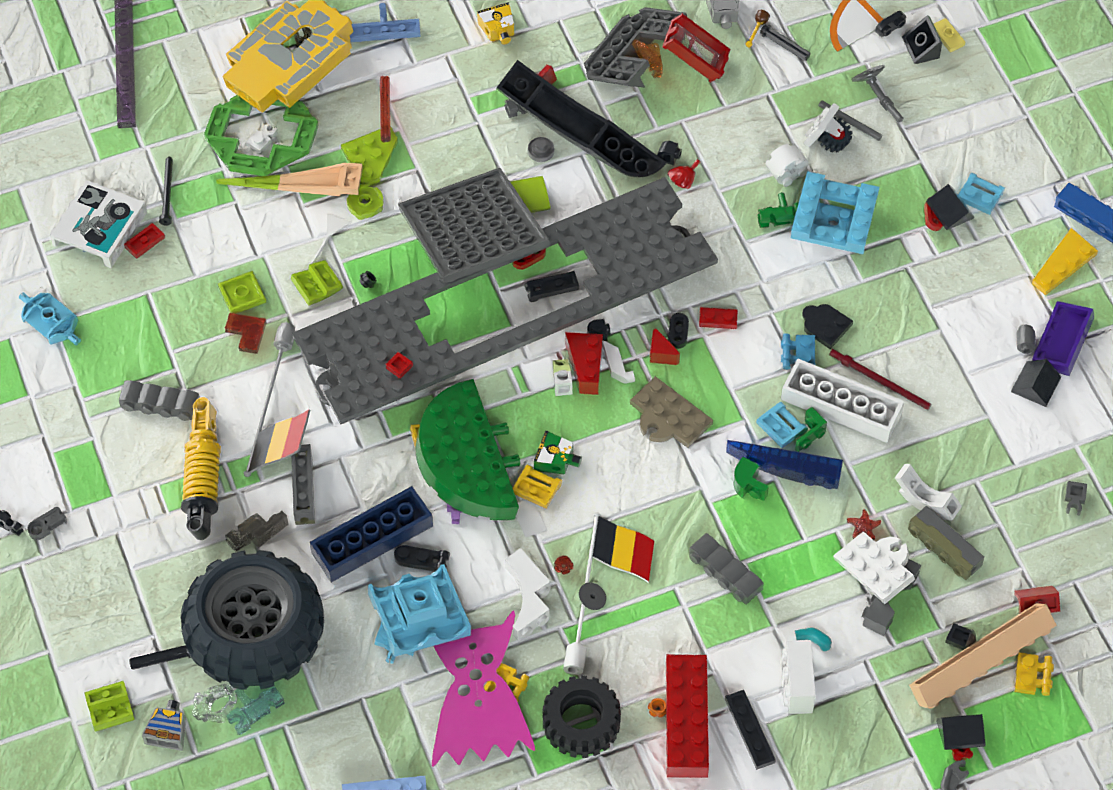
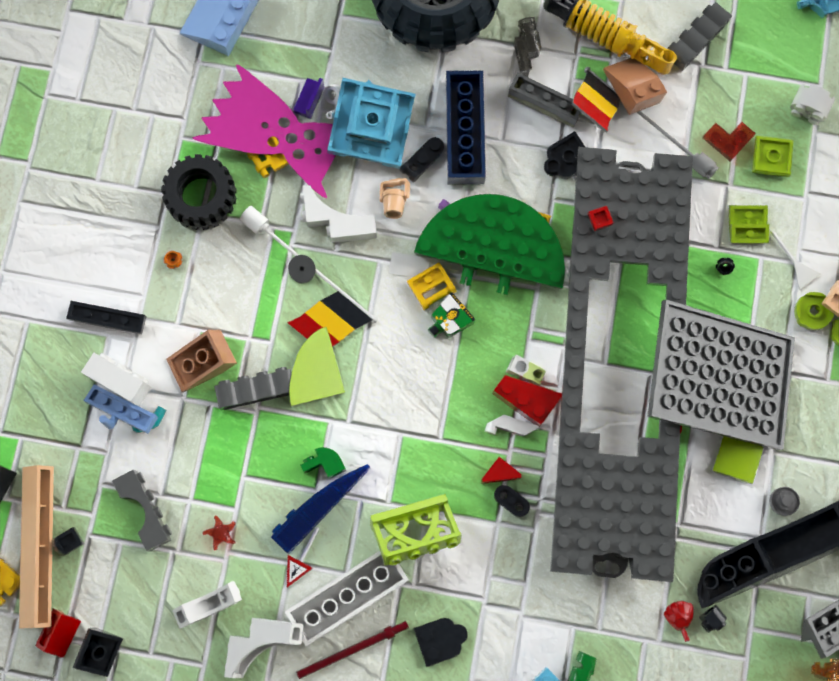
camera: 120 degrees right, 20 degrees up
(176, 281) = (812, 103): none -> white brick
(241, 423) = (635, 85): none -> nougat slope
(344, 444) = (563, 157): none -> black plate
(409, 664) = (329, 94): none -> white plate
(424, 683) = (309, 97): none -> dark purple panel
(480, 552) = (394, 199): none -> light nougat piece
(551, 286) = (625, 420): black plate -> none
(563, 560) = (345, 259): clear red plate -> none
(599, 327) = (551, 430): black plate -> none
(669, 414) = (433, 440): dark tan plate -> none
(675, 531) = (315, 370): none -> lime sticker
(687, 716) = (148, 274): red brick -> none
(718, 318) = (505, 547): red plate -> none
(732, 626) = (201, 360): none -> nougat slope
(763, 399) = (416, 548): none -> lime fence
(777, 428) = (355, 523): medium azure plate -> none
(804, 349) = (423, 601): dark azure plate -> none
(818, 429) = (345, 557): green bracket -> none
(823, 660) = (119, 410): none -> medium blue plate
(849, 456) = (297, 568): none -> piece
(877, 565) = (171, 512): white plate -> none
(918, 436) = (263, 635): none -> white arch
(945, 543) = (157, 591): piece -> none
(1027, 560) = (98, 652): none -> black slope

